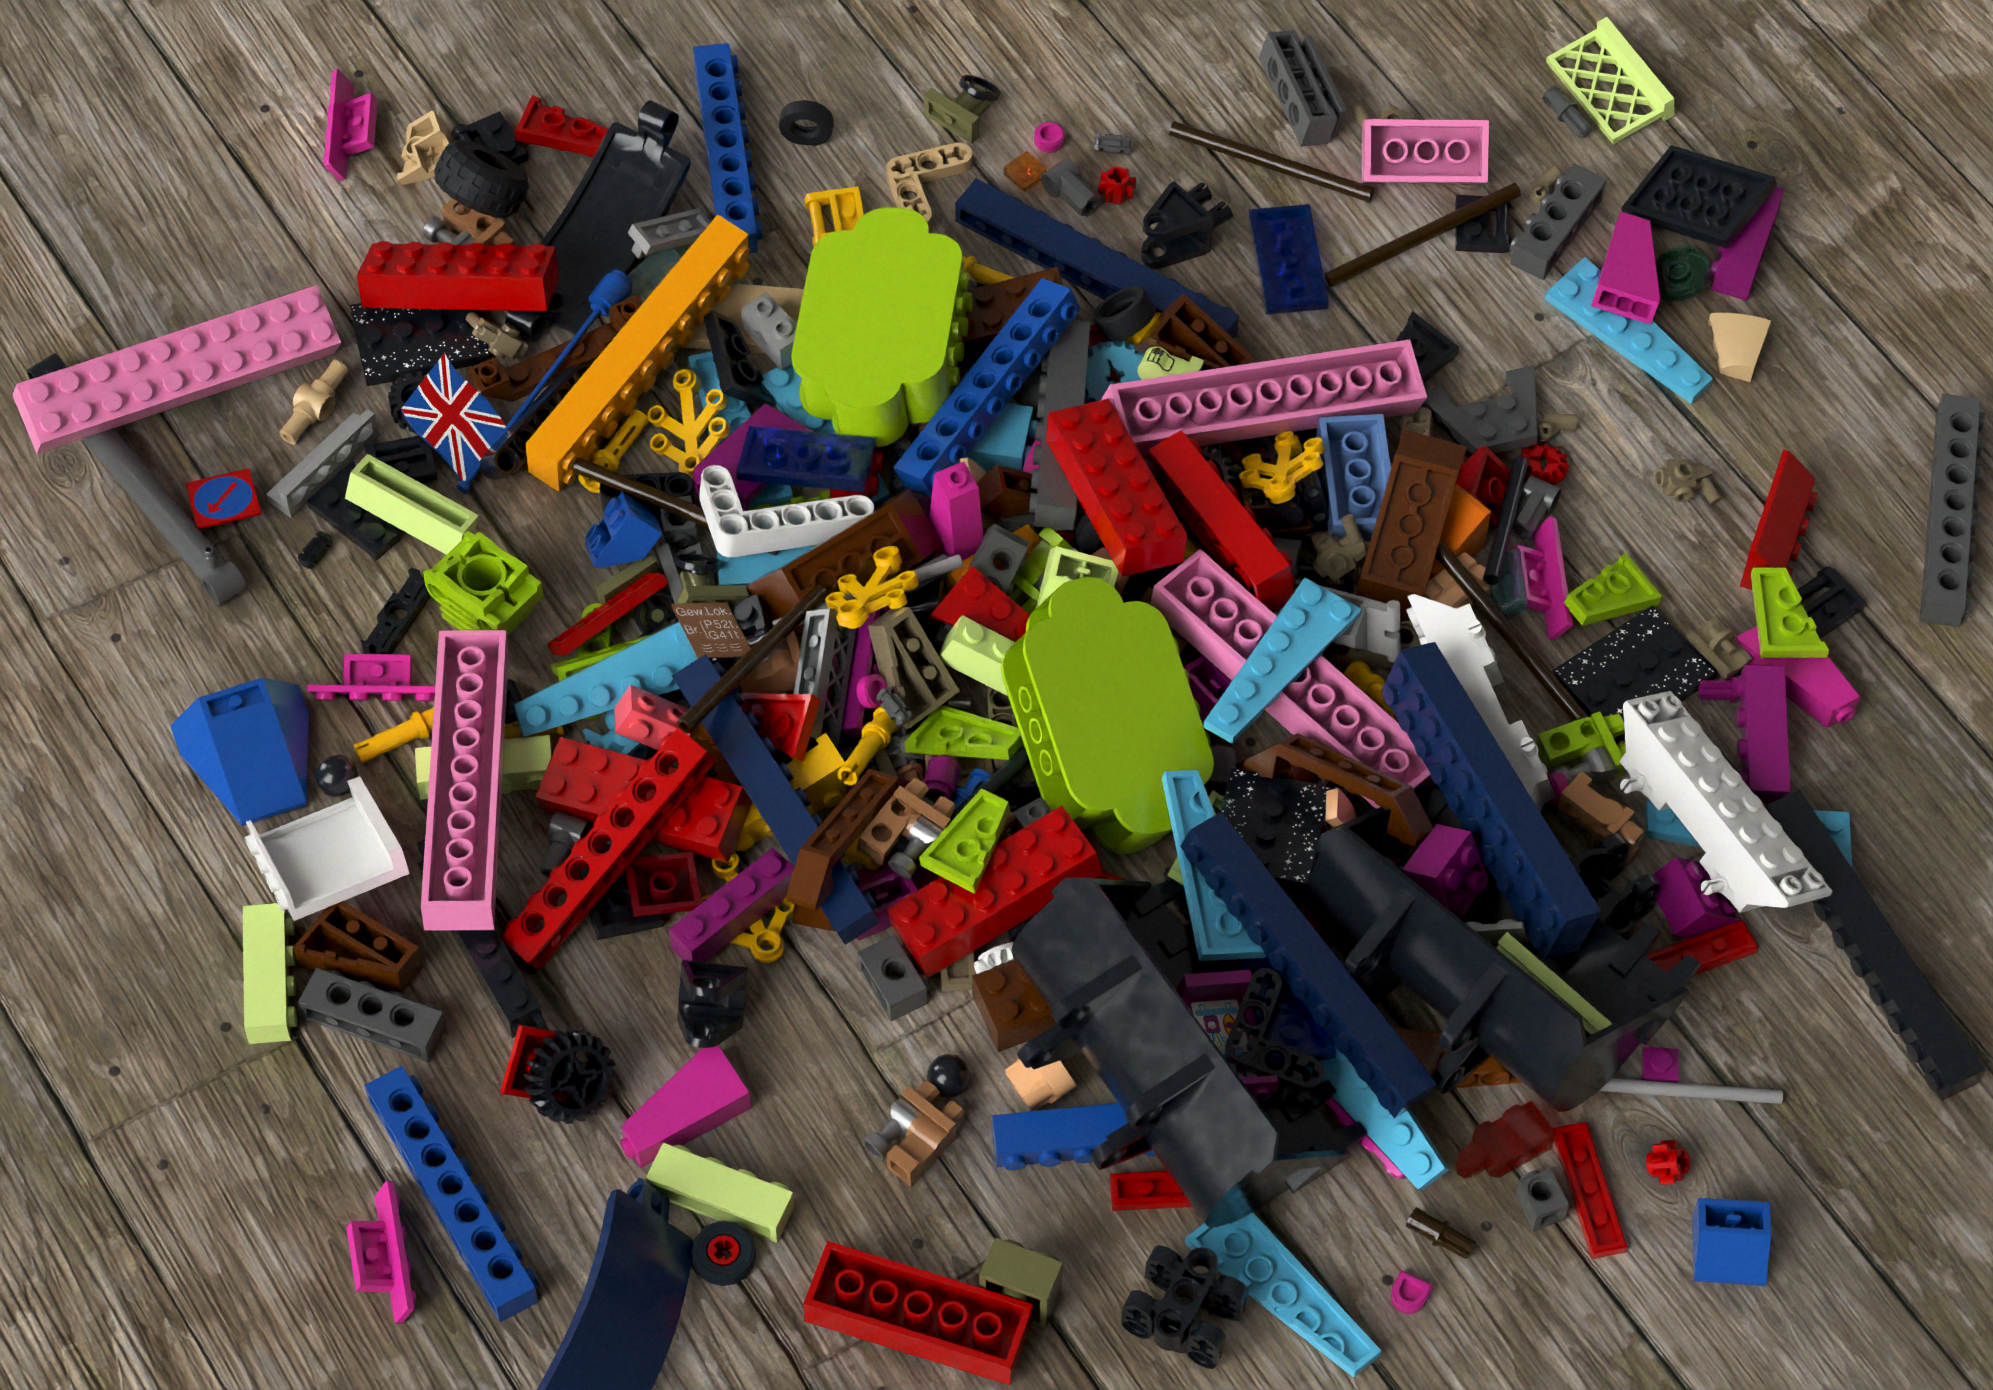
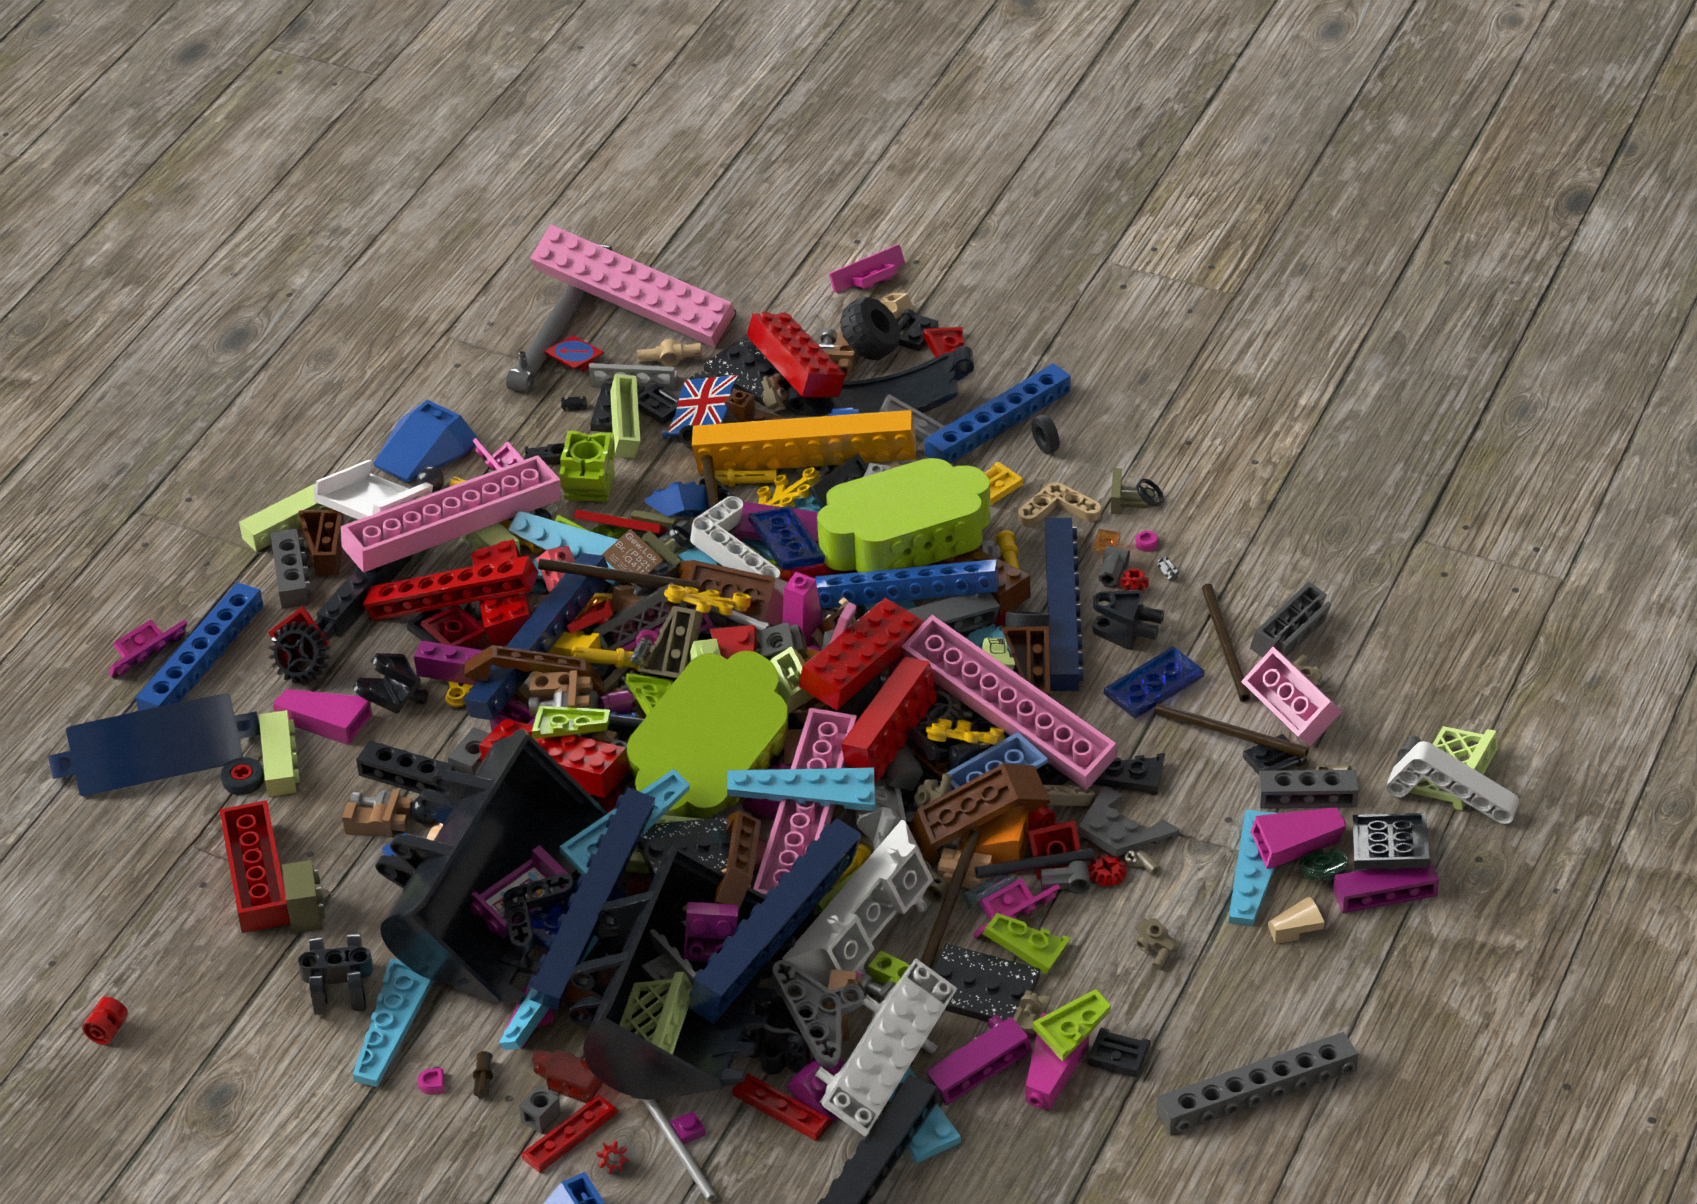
camera: 60 degrees right, 15 degrees down
(855, 1080) = (398, 767): none -> black brick
(1069, 478) = (844, 620): none -> bright pink tile
(1641, 840) = (811, 998): none -> dark grey beam
(1652, 92) = (1454, 777): none -> white beam
(1782, 518) = (1155, 995): red slope -> none

